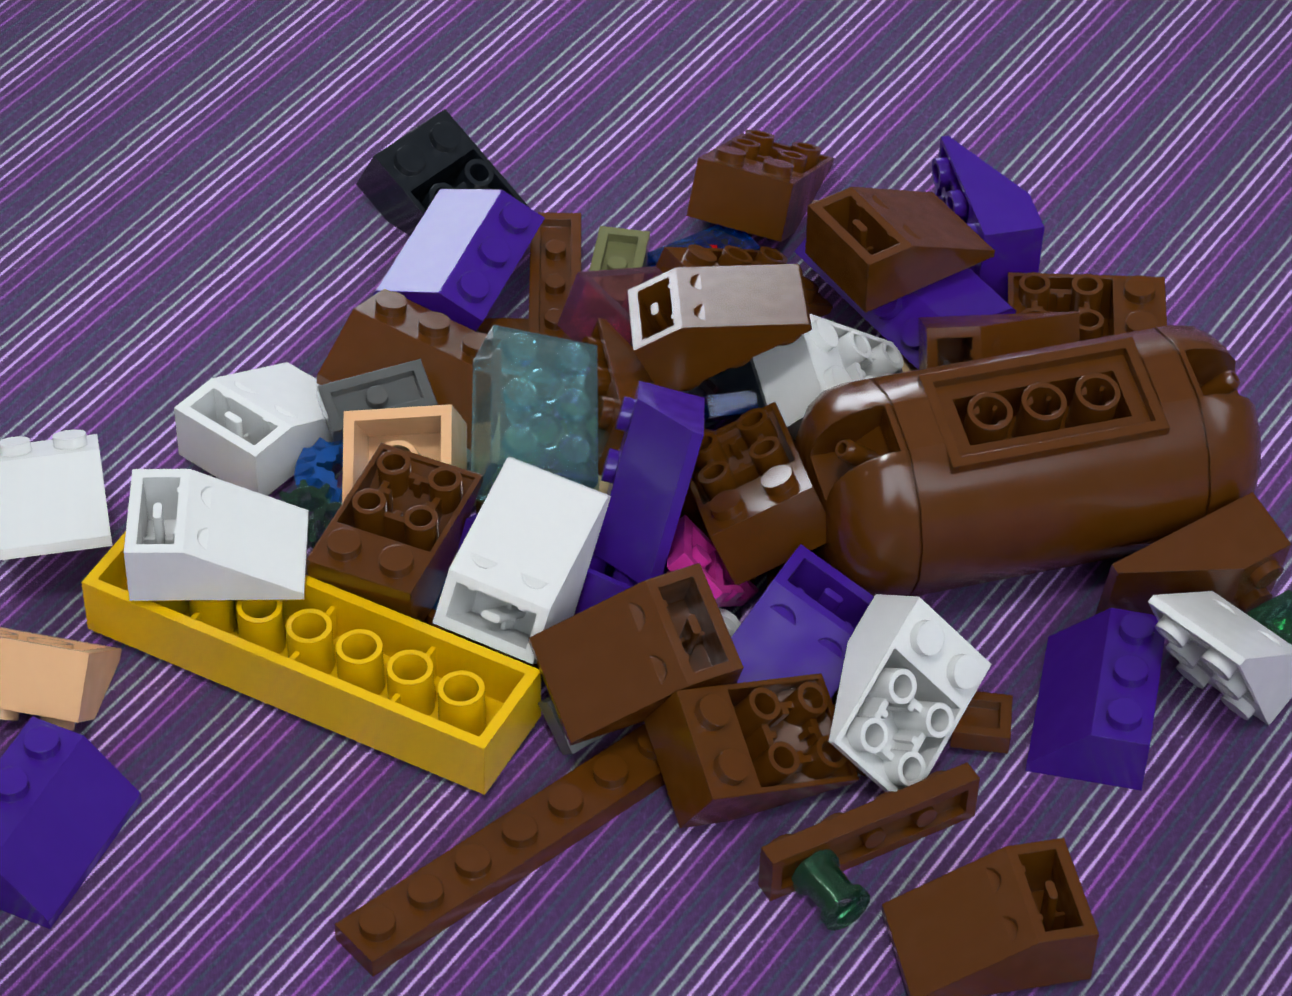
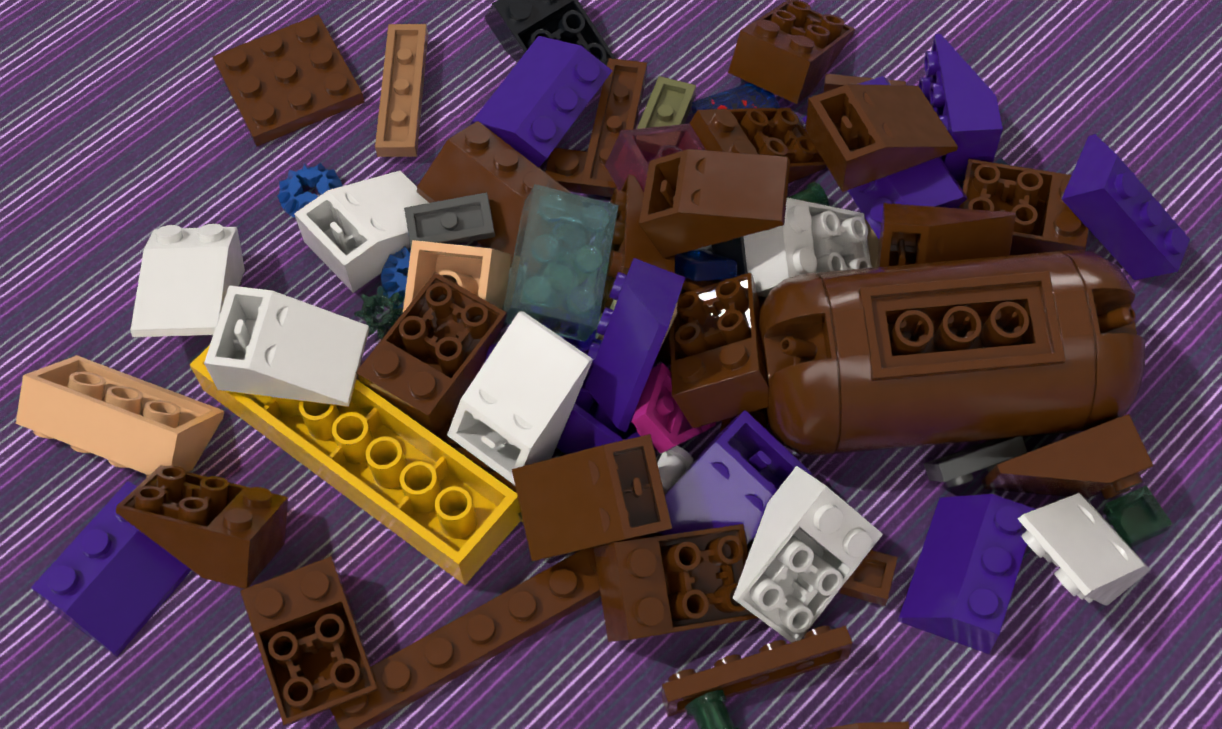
camera: 15 degrees right, 15 degrees up
(108, 278) = (288, 80): none -> reddish brown plate
(148, 400) = (291, 192): none -> blue gear
(155, 749) = (209, 523): none -> reddish brown slope
(267, 274) = (402, 91): none -> medium nougat plate
(305, 859) = (309, 640): none -> reddish brown slope
(1065, 597) = (958, 466): none -> dark grey plate
(1189, 288) = (1123, 213): none -> dark purple slope

